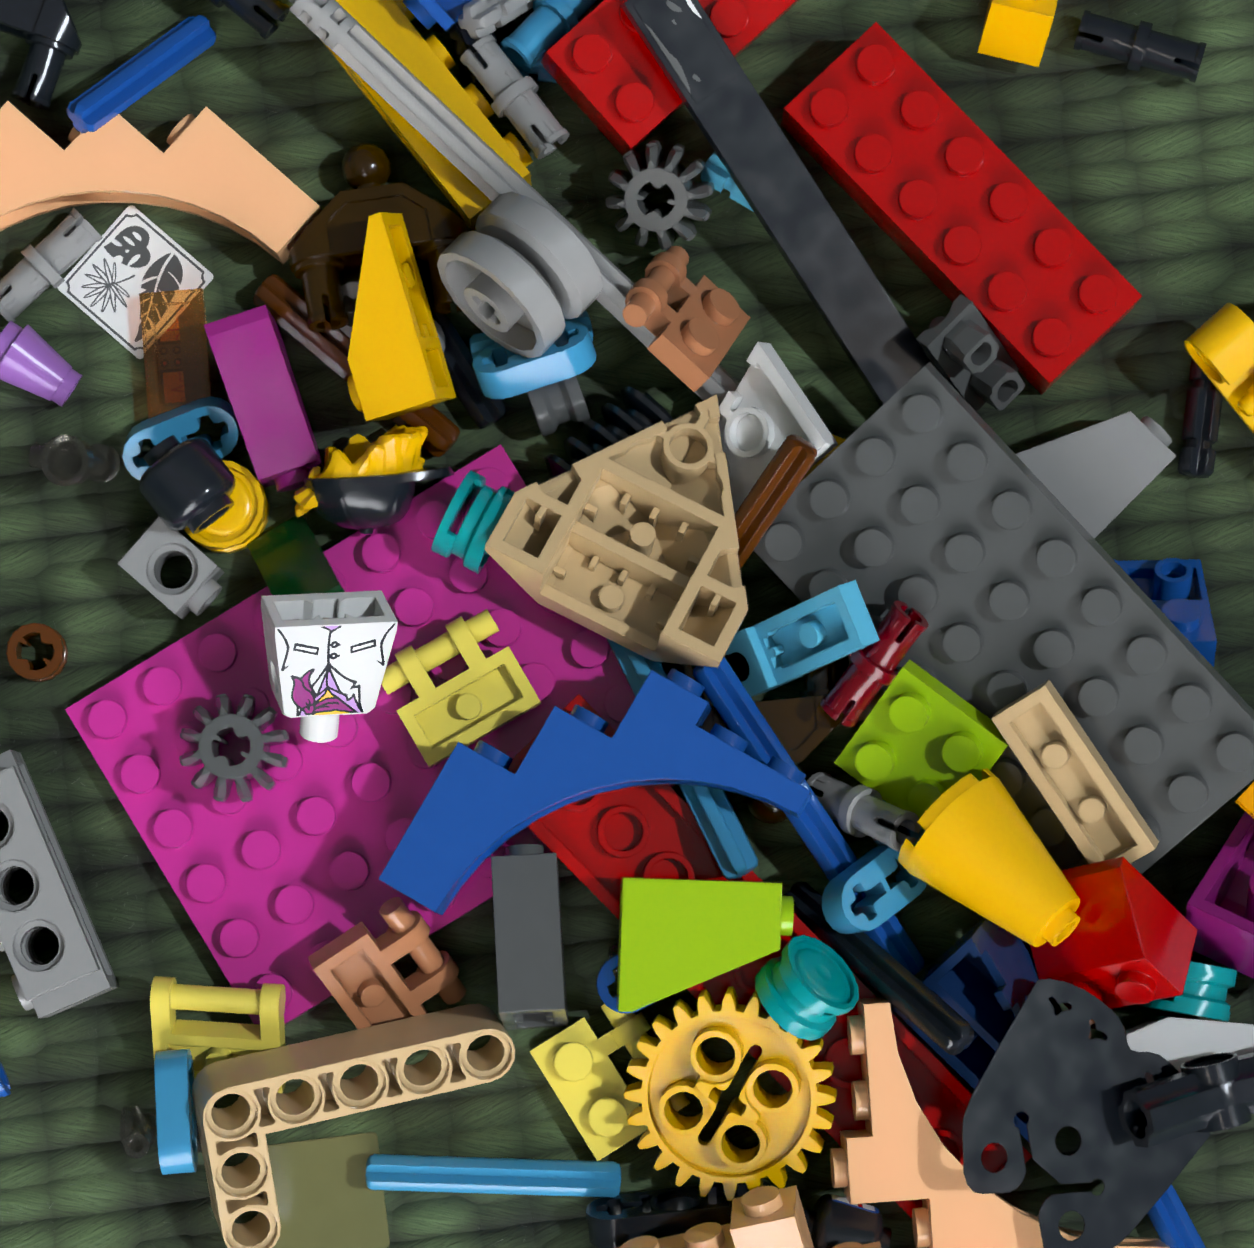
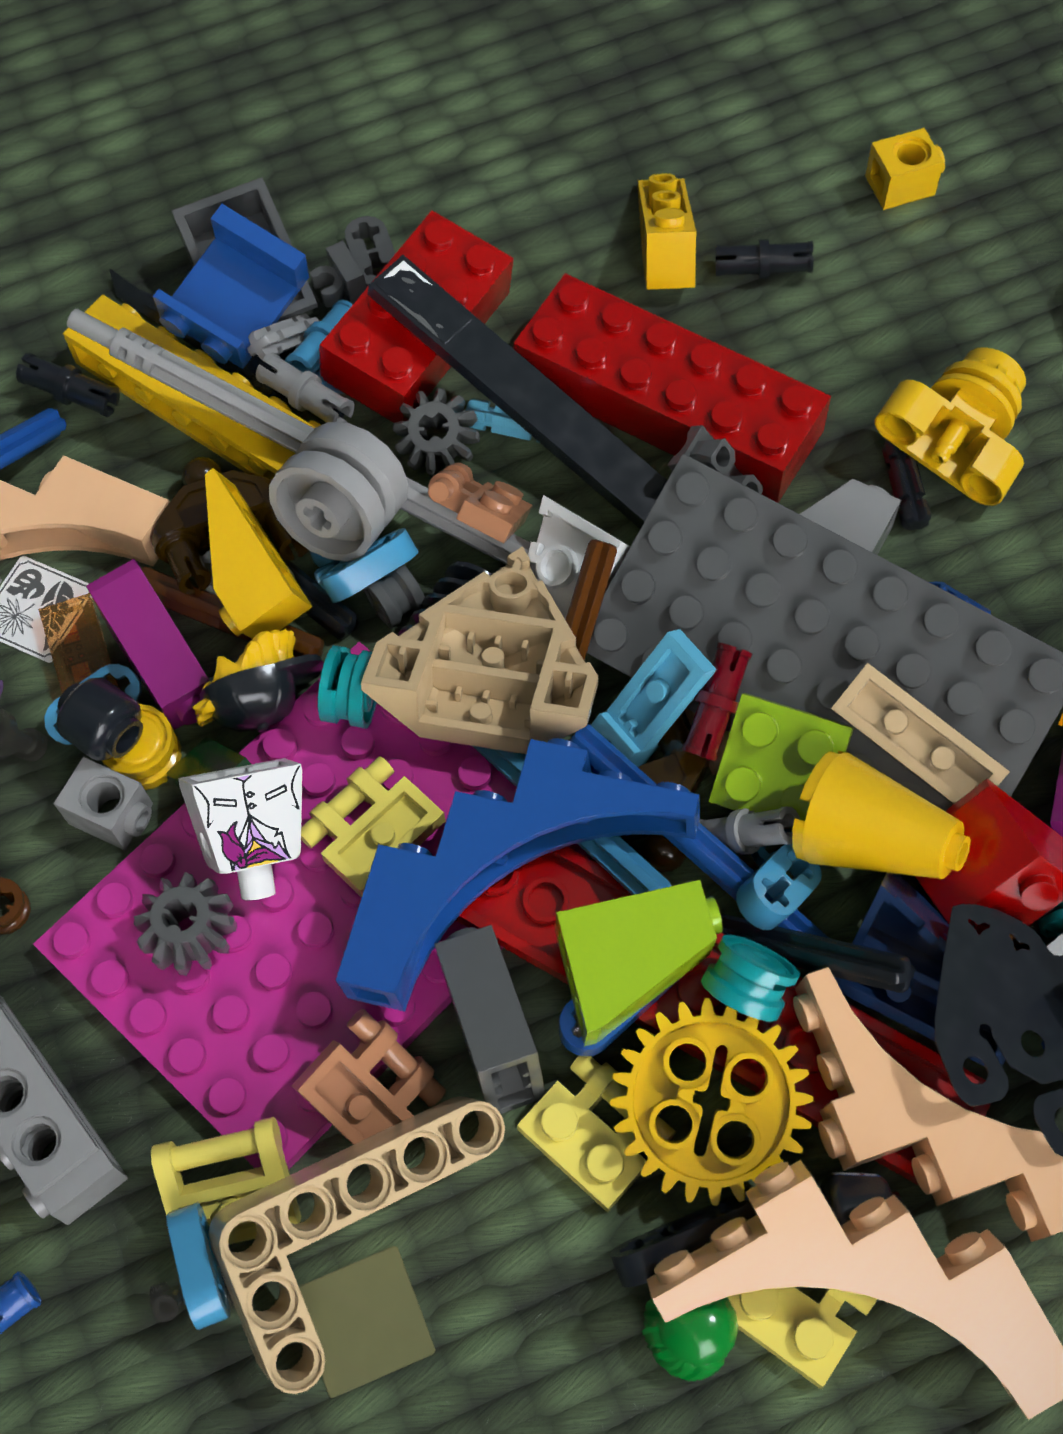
camera: 15 degrees left, 20 degrees down
(493, 1175) = (514, 1251): dark azure axle -> none

